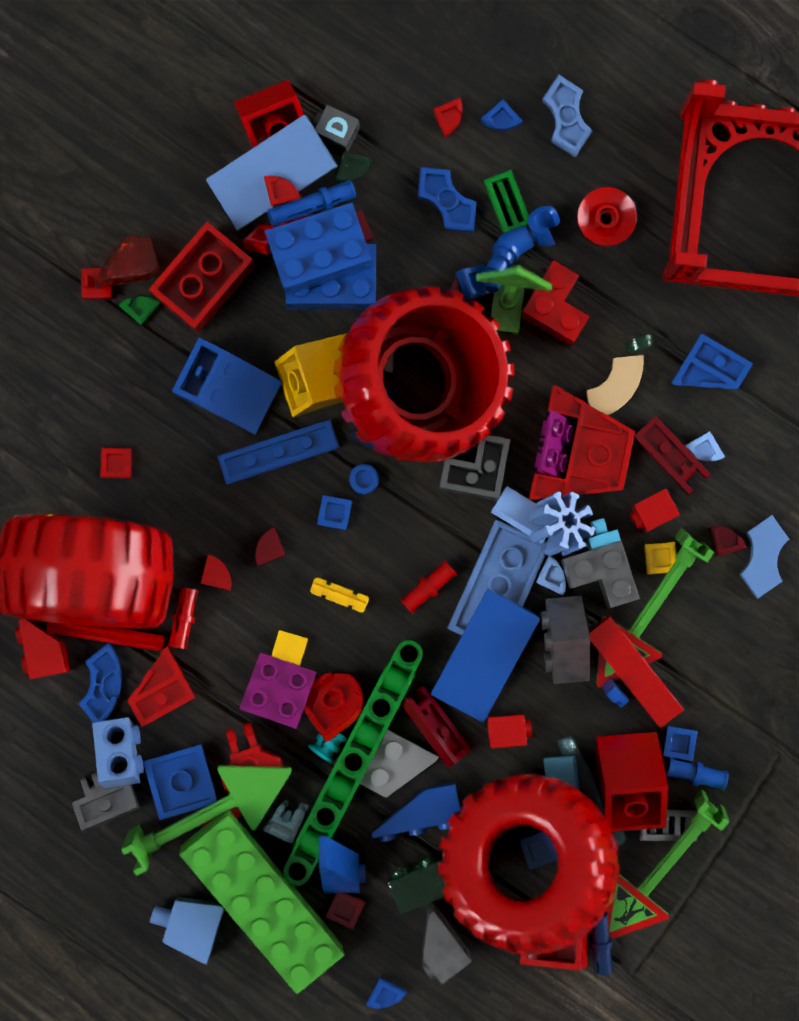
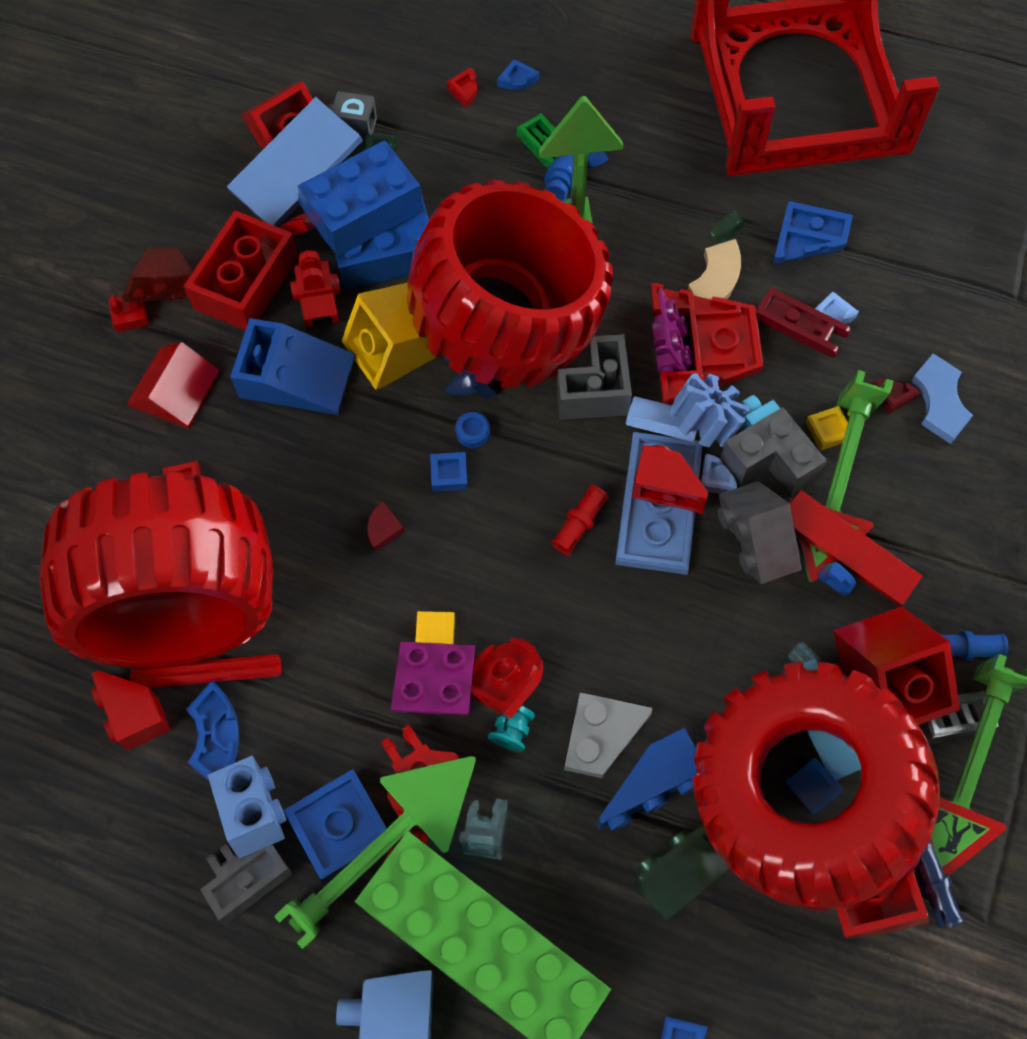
camera: 15 degrees left, 20 degrees down
(123, 370) = (175, 385): none -> red slope
(140, 308) = (181, 324): green tile -> none
(161, 690) = (288, 719): red wing -> none
(183, 618) = (298, 628): red pin -> none
(216, 574) = (327, 570): red tile -> none
(262, 314) = (315, 288): none -> red hinge
(278, 452) = (367, 426): blue tile -> none
(280, 190) = (305, 169): red tile -> none
(339, 594) = (478, 555): yellow axle -> none
(339, 868) = (570, 871): blue slope -> none
(344, 781) = (545, 766): green beam -> none
(345, 909) = (592, 935): dark red tile -> none
(436, 727) = (638, 672): dark red hinge -> none
(442, 948) = (735, 940): flat silver slope -> none
(455, 209) = (493, 159): blue tile -> none
(485, 655) = (670, 575): blue tile -> none
(506, 575) = (668, 480): none -> red slope
(508, 730) = (725, 653): red brick -> none
(551, 312) = (627, 219): red brick -> none
(570, 128) = (588, 70): medium blue tile -> none
(612, 203) = (652, 127): red dish -> none
(654, 511) = (805, 378): red brick -> none
(679, 743) = (934, 613): blue tile -> none

